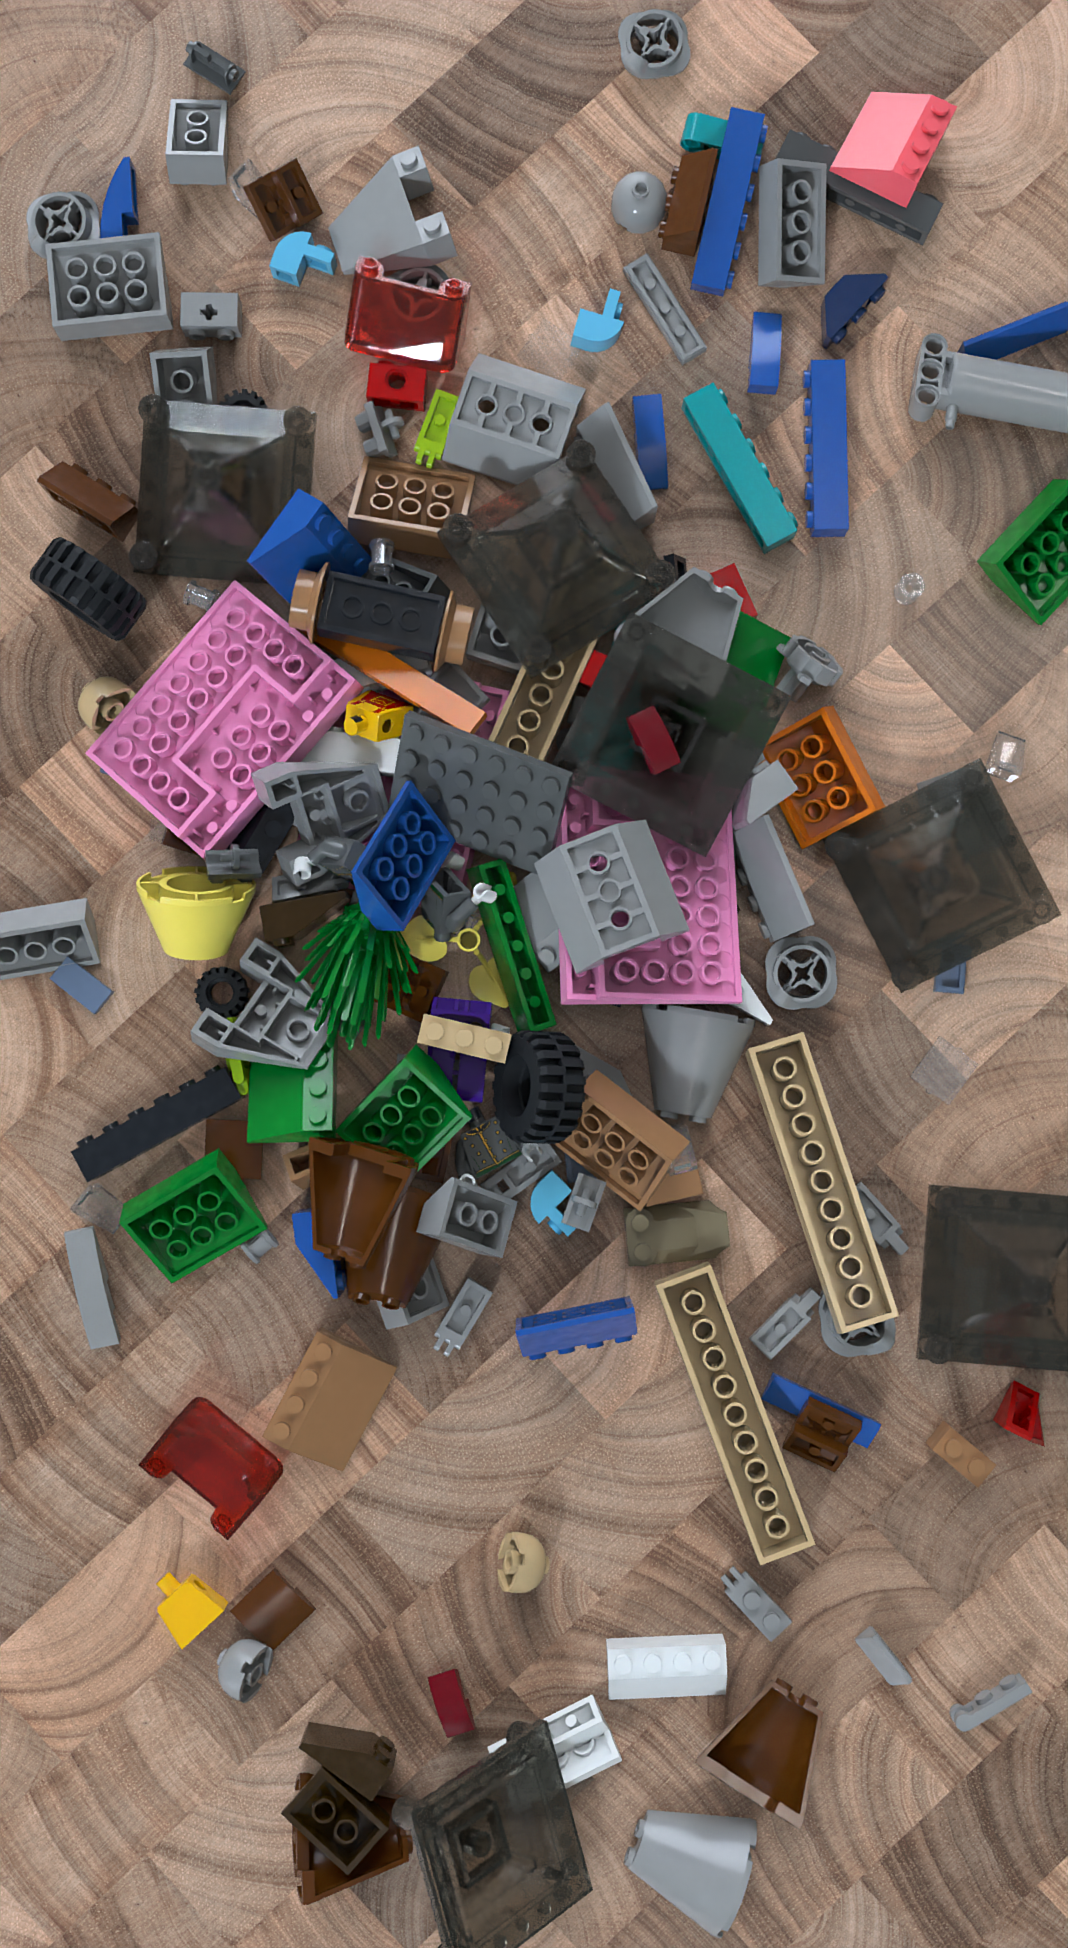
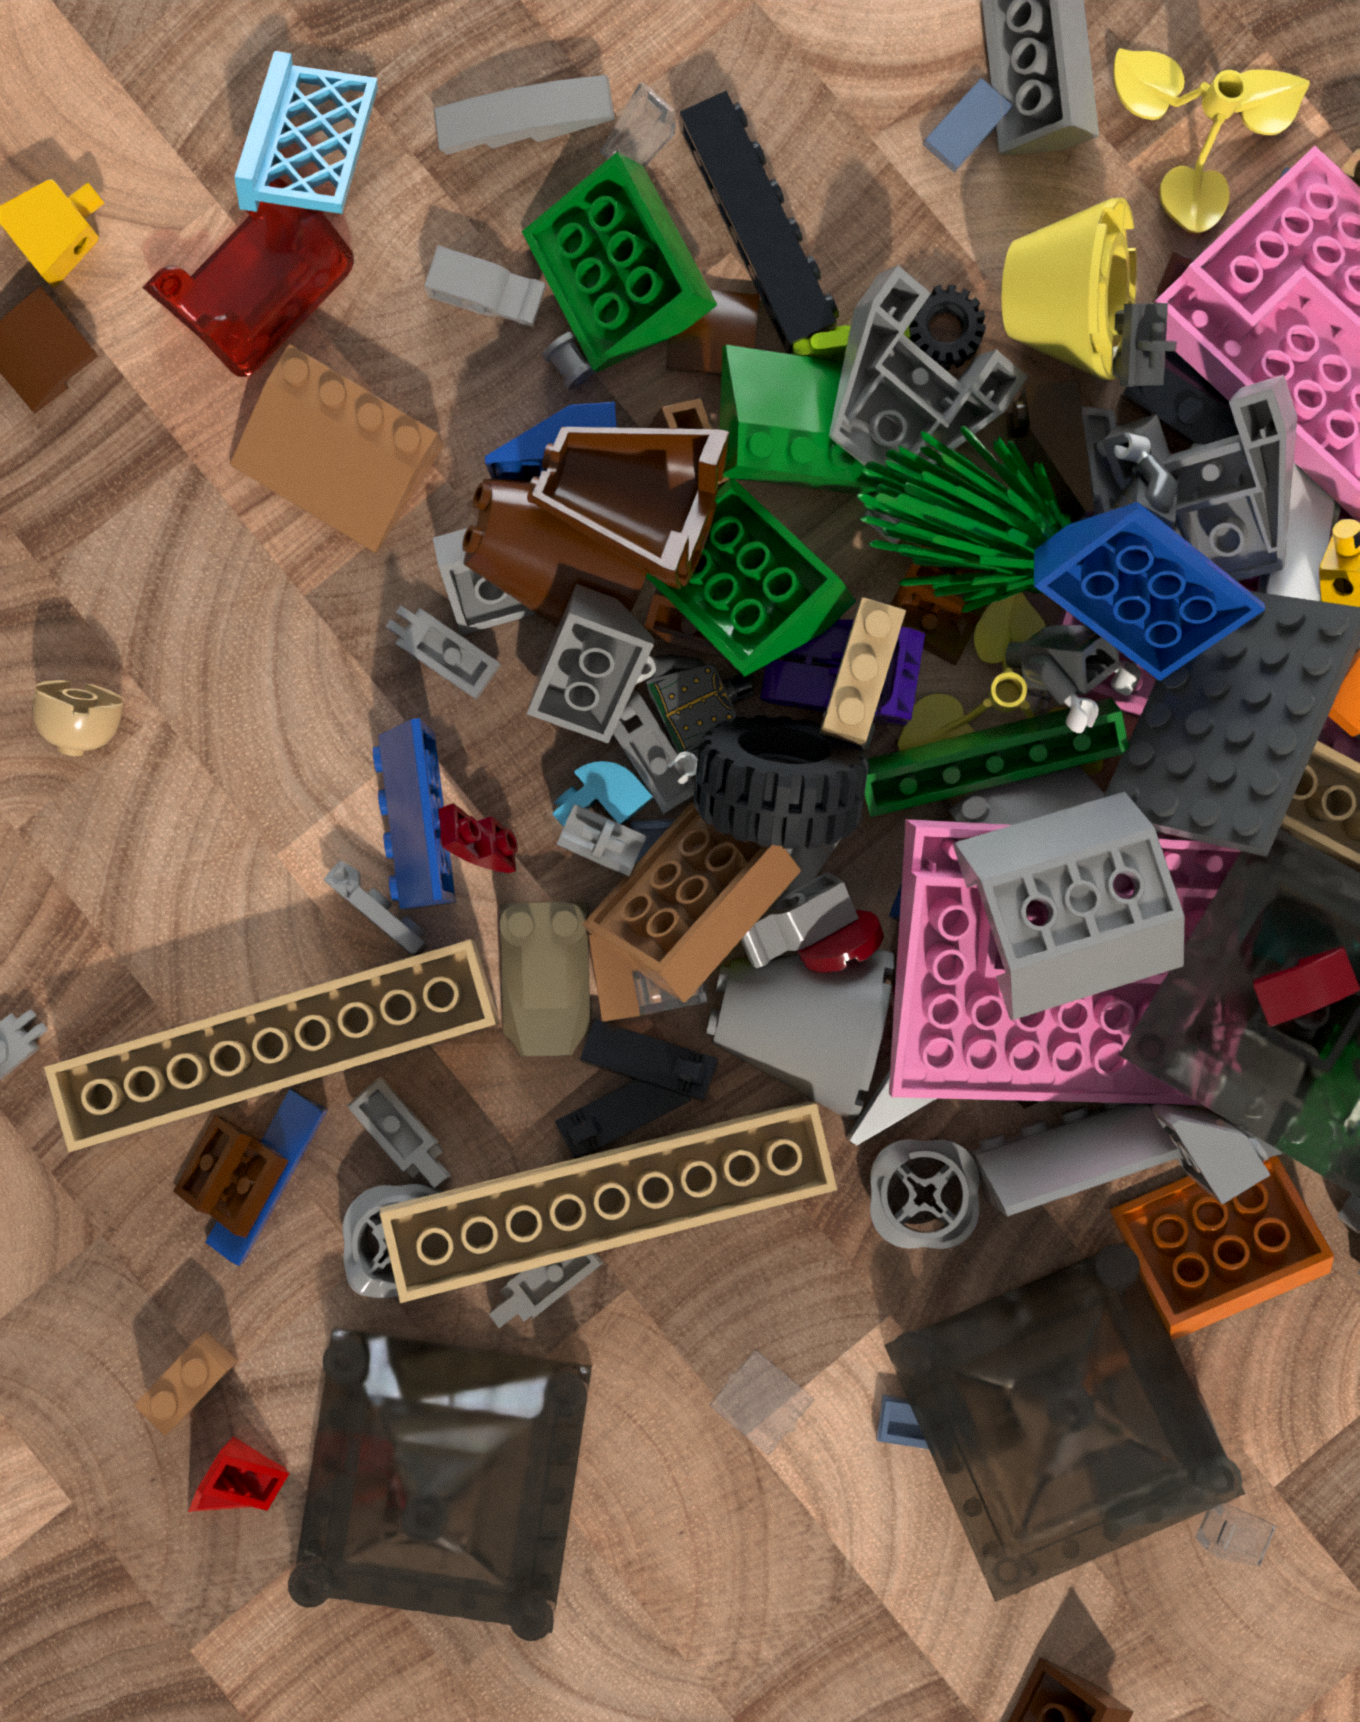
camera: 90 degrees right, 0 degrees up
(52, 787) = (1267, 105): none -> light yellow plant
(121, 1461) = (267, 136): none -> medium azure fence
(212, 1306) = (483, 287): none -> light grey piece
(590, 1284) = (478, 842): none -> dark red slope
(626, 1066) = (800, 919): none -> light grey piece
(636, 1351) = (375, 907): none -> light grey hinge
(638, 1039) = (854, 940): none -> dark red tile
(726, 1160) = (649, 1060): none -> black hinge
(760, 1175) = (615, 1116): none -> black hinge

